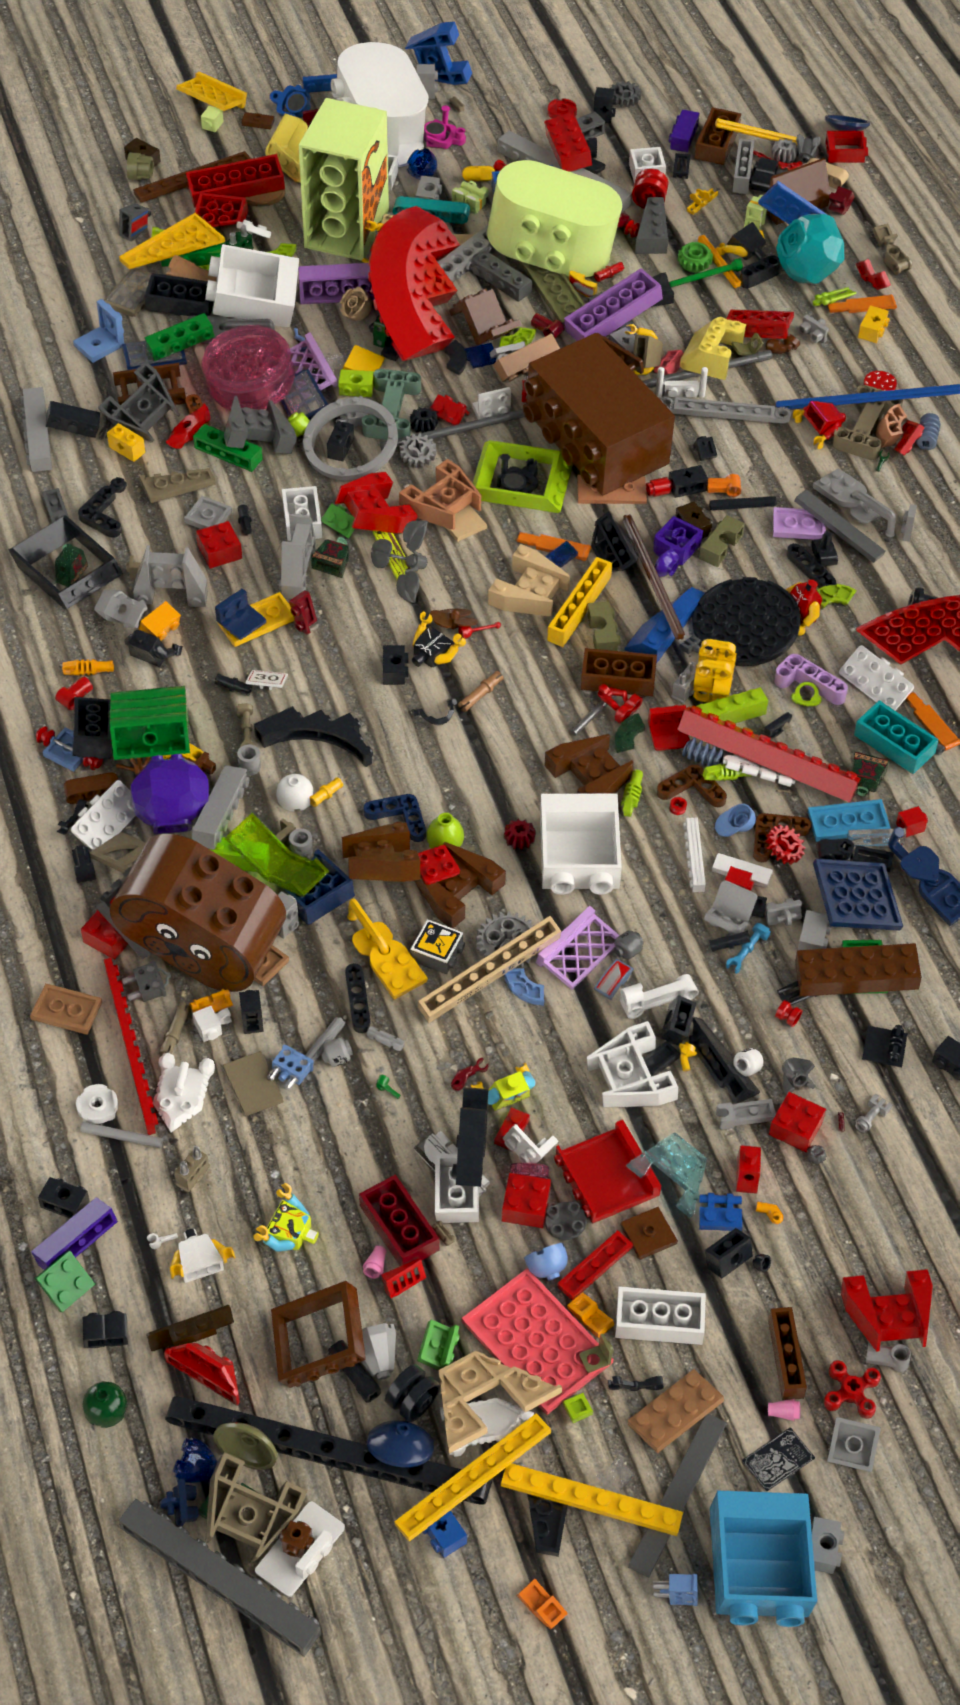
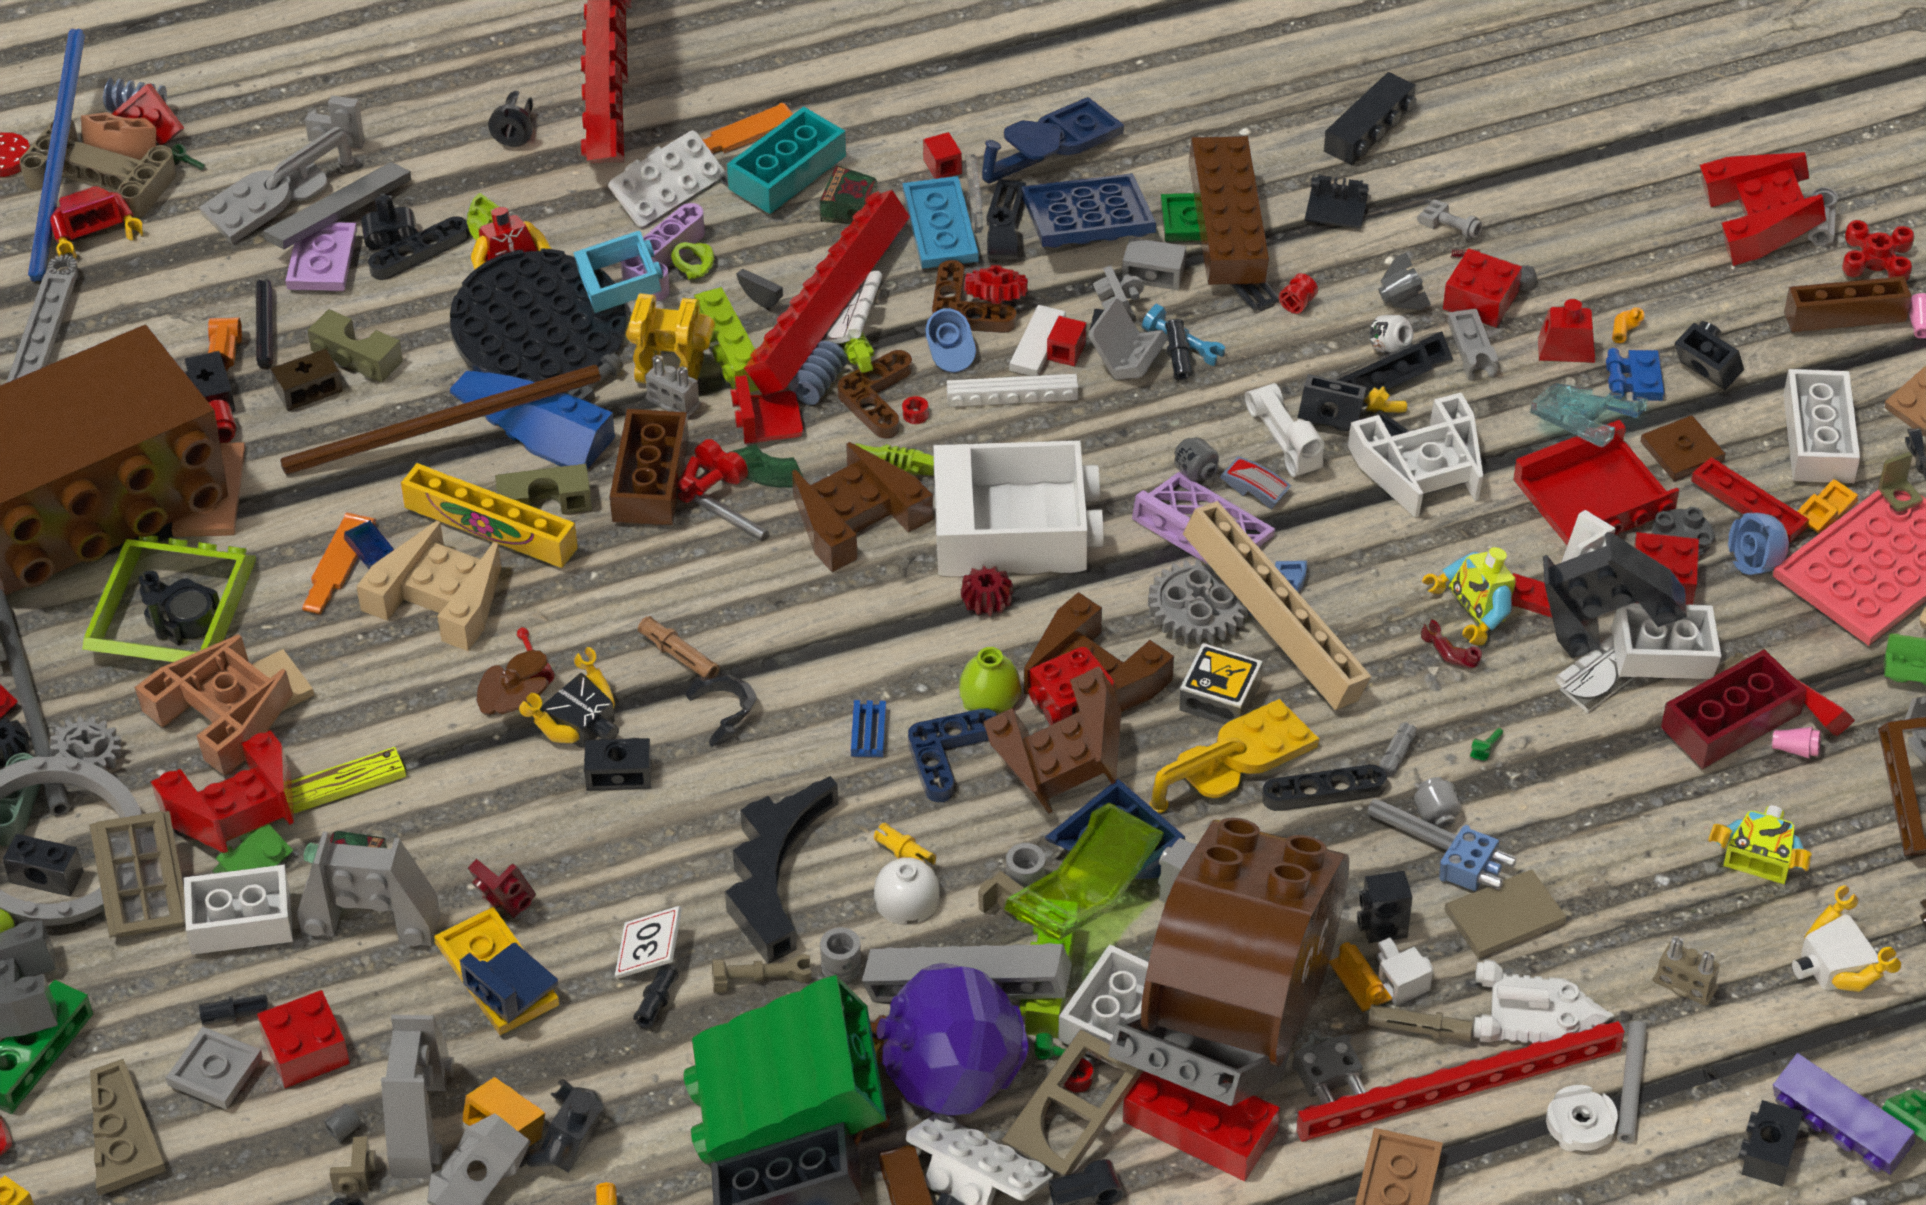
camera: 90 degrees left, 5 degrees down
(151, 1237) = (1813, 1013): white hand -> none
(328, 471) = (139, 874): none -> dark tan piece
(413, 535) = (362, 697): dark grey plant -> none
(418, 776) = (869, 709): none -> blue tile
(612, 543) = (362, 474): black wedge -> none
(675, 545) = (367, 395): dark purple brick -> none
(777, 633) = (611, 253): none -> medium azure window

